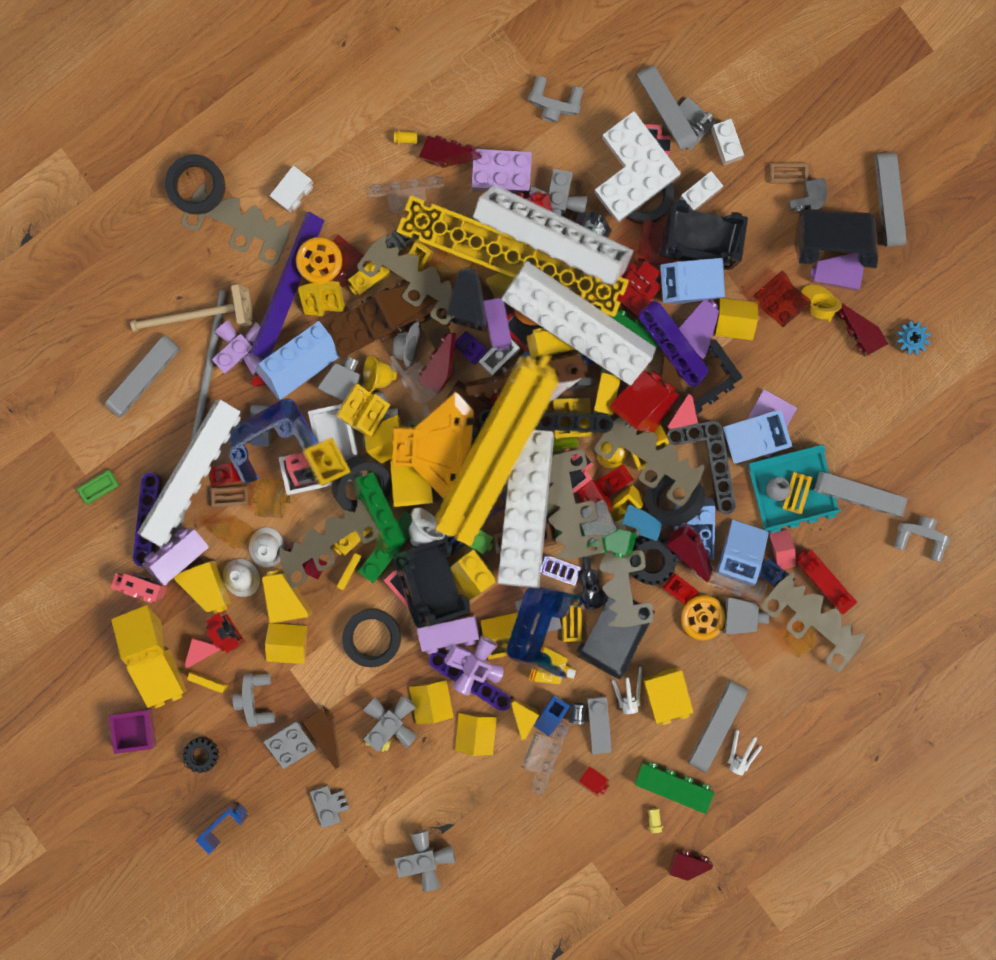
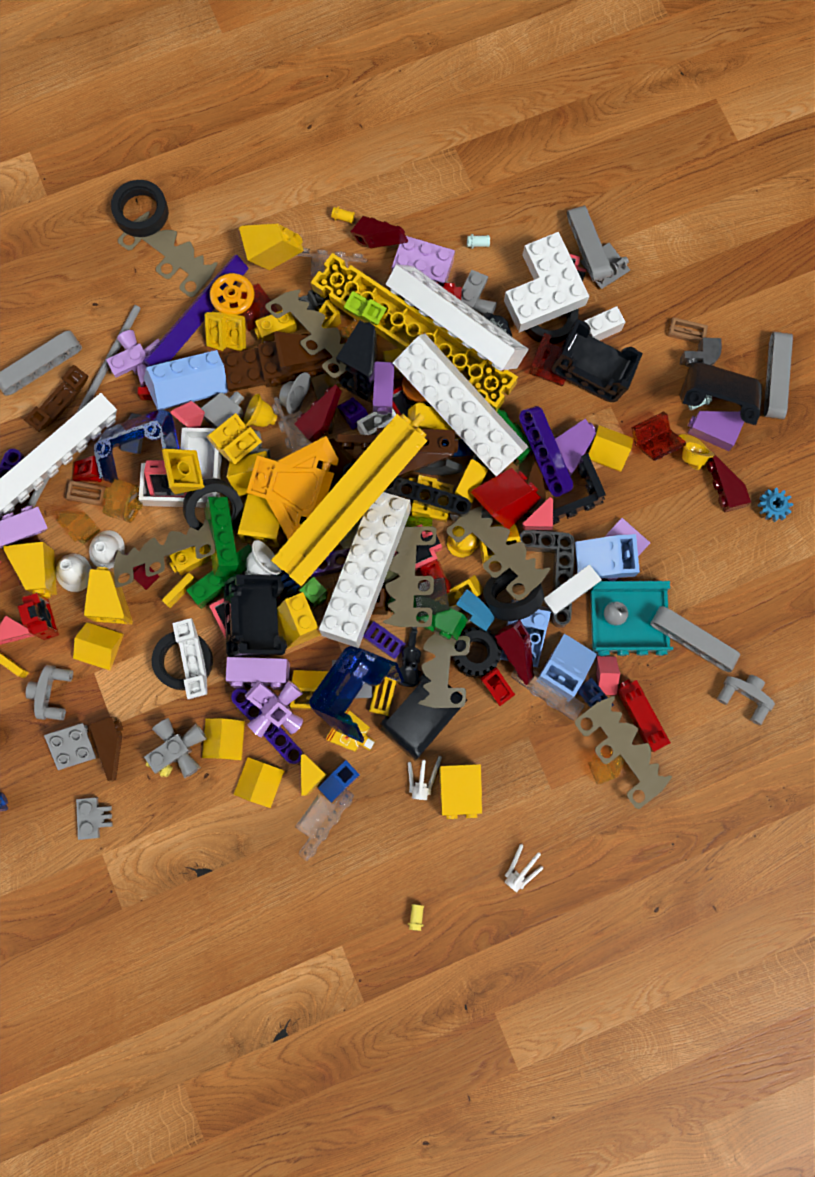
camera: 10 degrees right, 10 degrees down
(174, 410) = (59, 400): none -> reddish brown slope
(241, 306) = (148, 320): tan tile -> none
(292, 189) = (225, 233): white brick -> none
(311, 396) = (189, 415): none -> coral slope
(341, 196) = (270, 244): none -> yellow slope
(383, 636) = (192, 658): none -> white slope
(424, 860) = (170, 899): light grey brick -> none
(458, 247) = (364, 308): none -> lime slope
(551, 107) = (484, 221): light grey connector -> none
(552, 130) = (478, 241): none -> light aqua pin
(578, 713) = (366, 786): flat silver bush -> none
(594, 782) = (364, 860): red brick -> none
(599, 724) = (384, 804): light grey slope -> none
(614, 480) = (460, 566): red slope -> none
(640, 287) = (525, 395): red piece -> none
(674, 787) = (444, 887): green brick -> none
(688, 611) = (500, 731): light orange plate -> none
(688, 866) = (438, 974): dark red slope -> none
(692, 281) = (577, 399): light blue slope -> none
(718, 726) = (503, 835): light grey beam -> none
(727, 142) = (637, 288): white brick -> none
(730, 478) = (572, 589): none -> white tile
(743, 616) = (553, 730): light grey torso -> none
(802, 477) = (640, 609): yellow tile -> none

